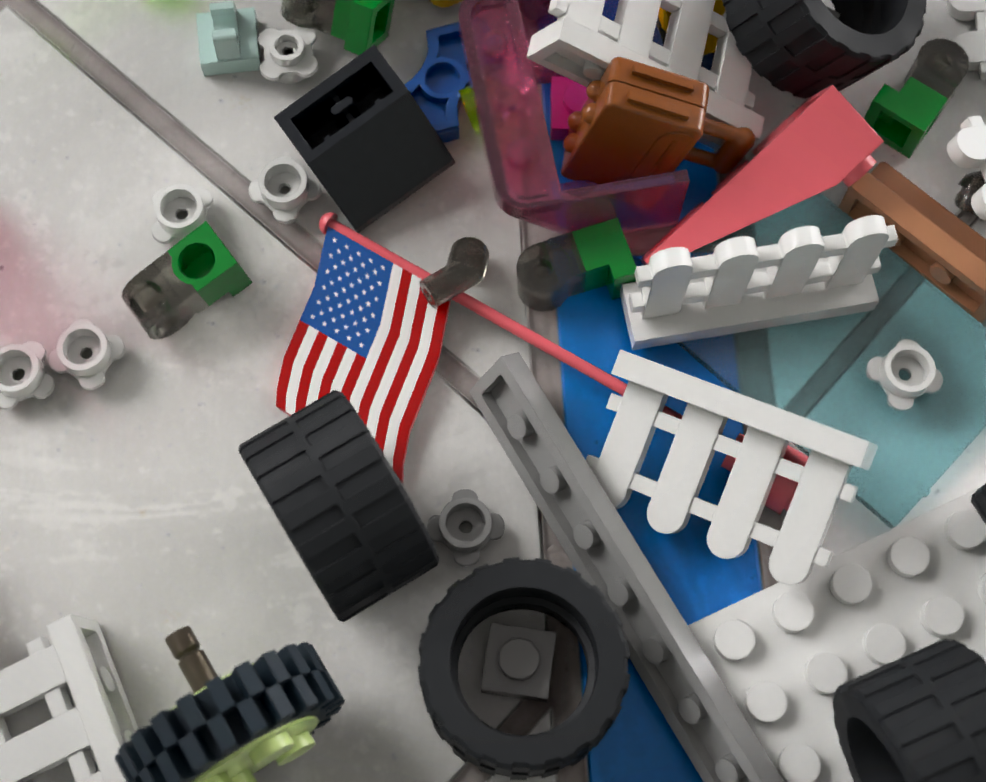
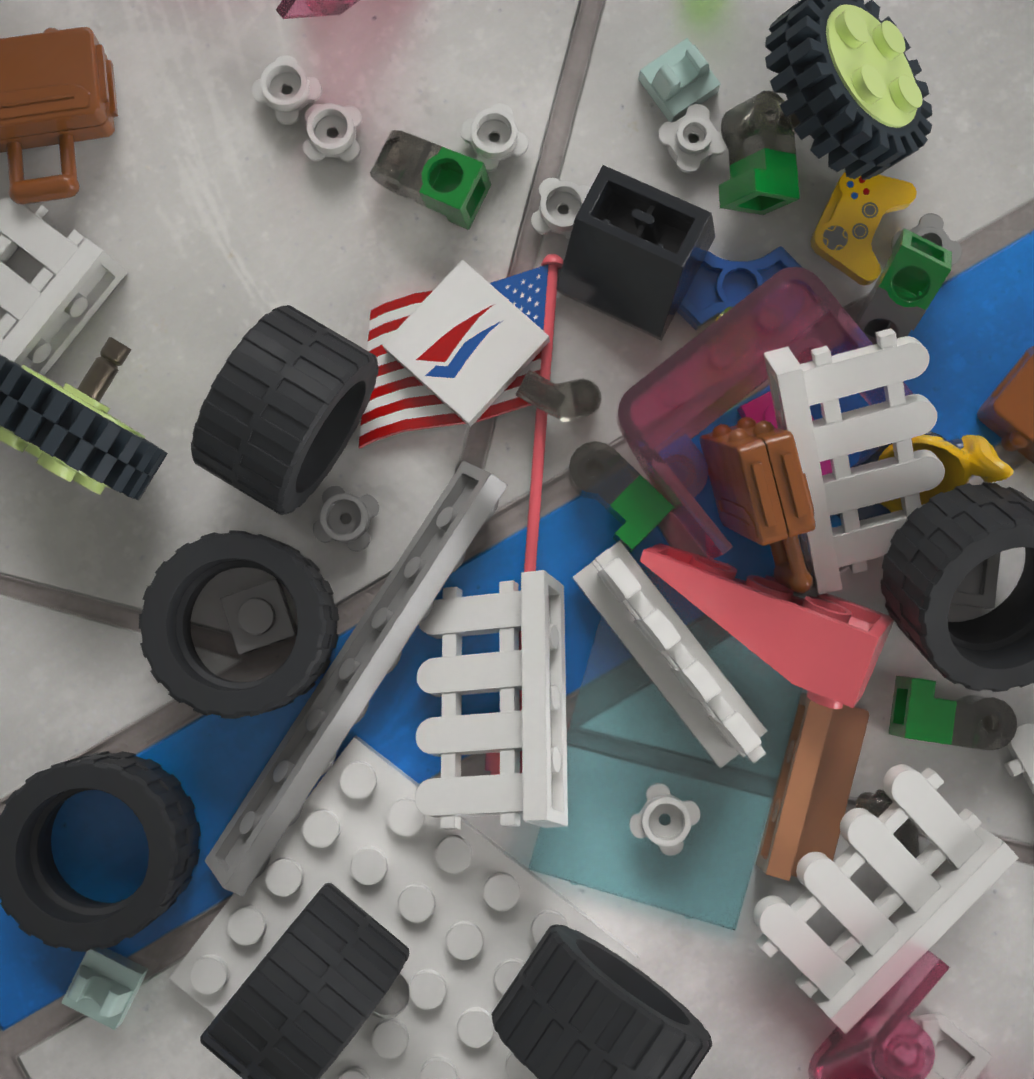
camera: 65 degrees right, 15 degrees up
(361, 327) = (466, 343): none -> white tile

